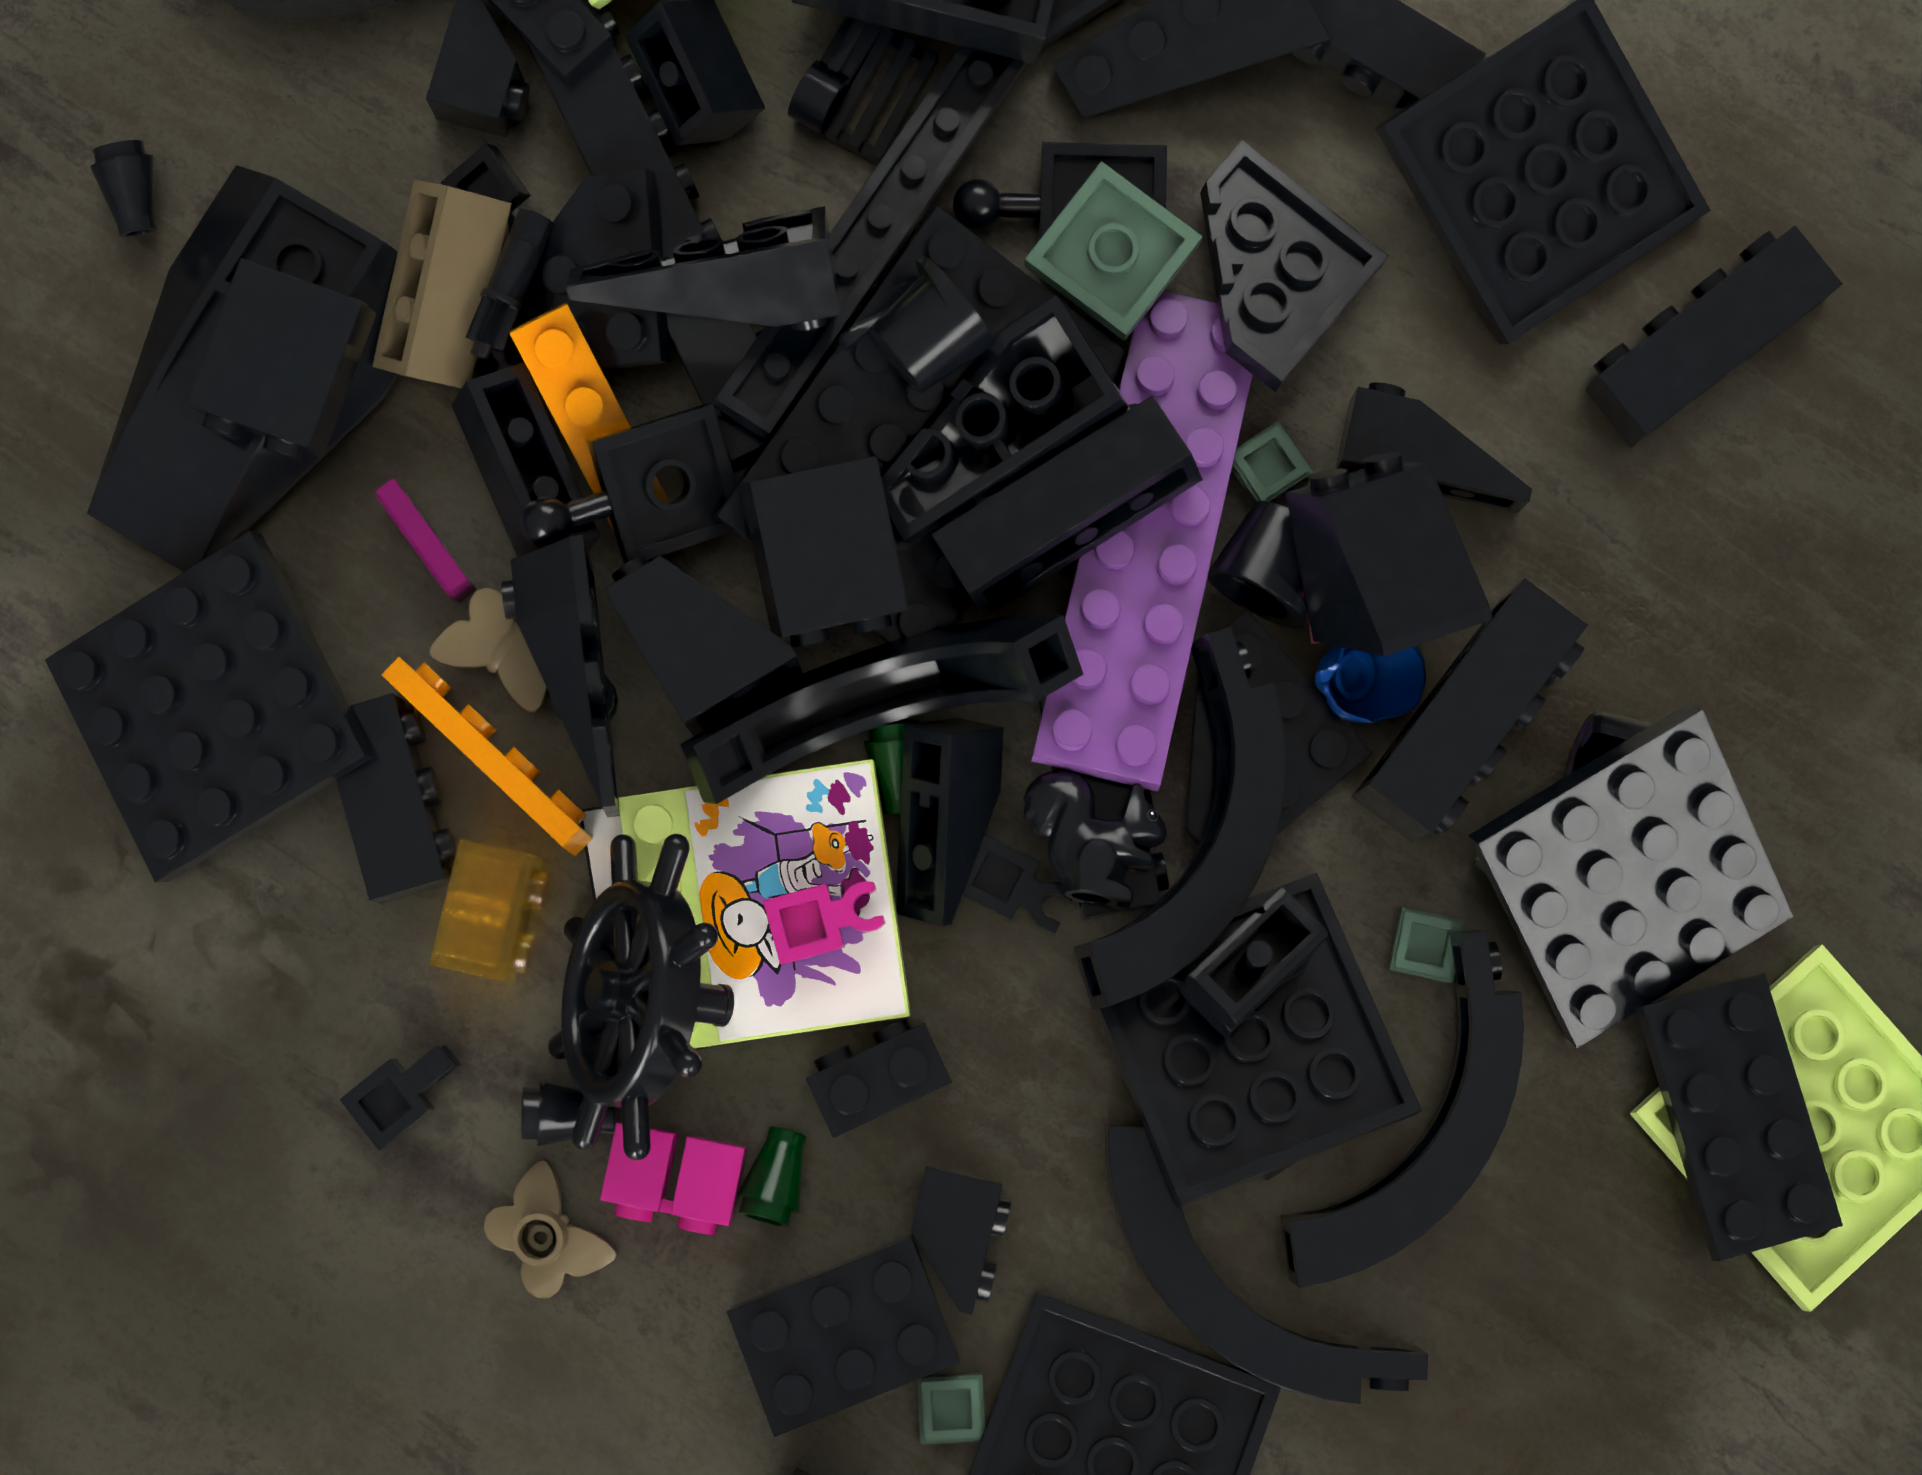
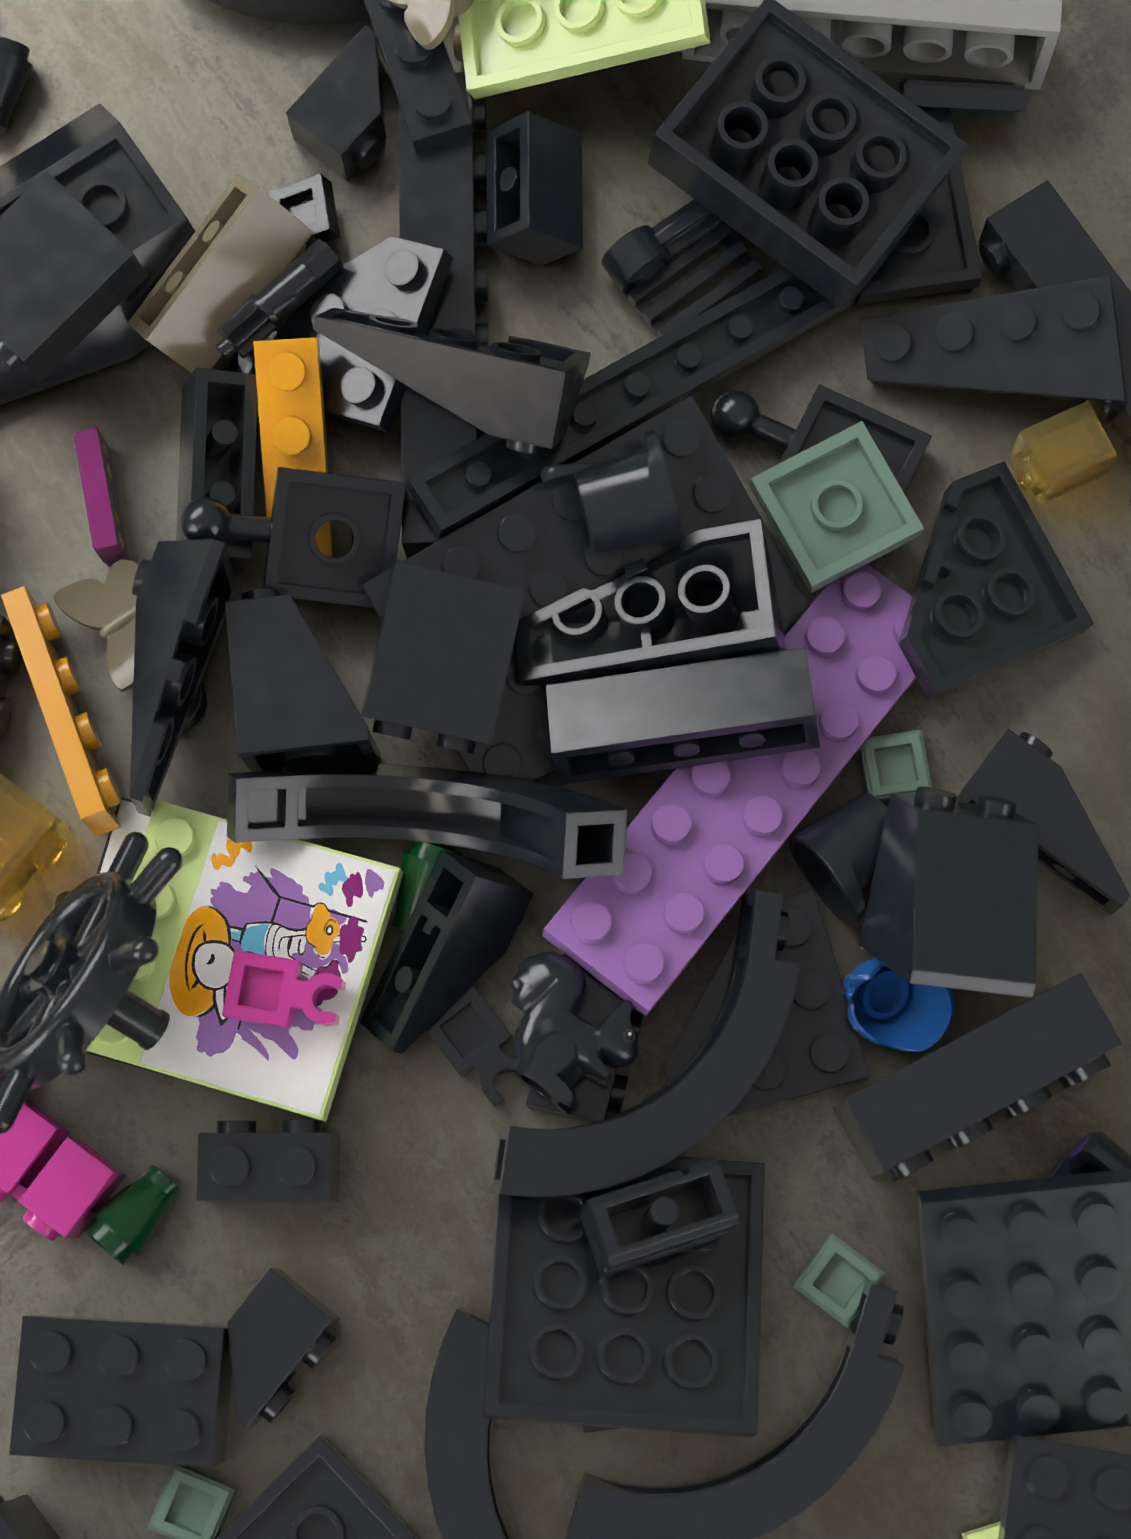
camera: 35 degrees right, 5 degrees down
(1290, 110) = (1062, 453): none -> clear yellow brick

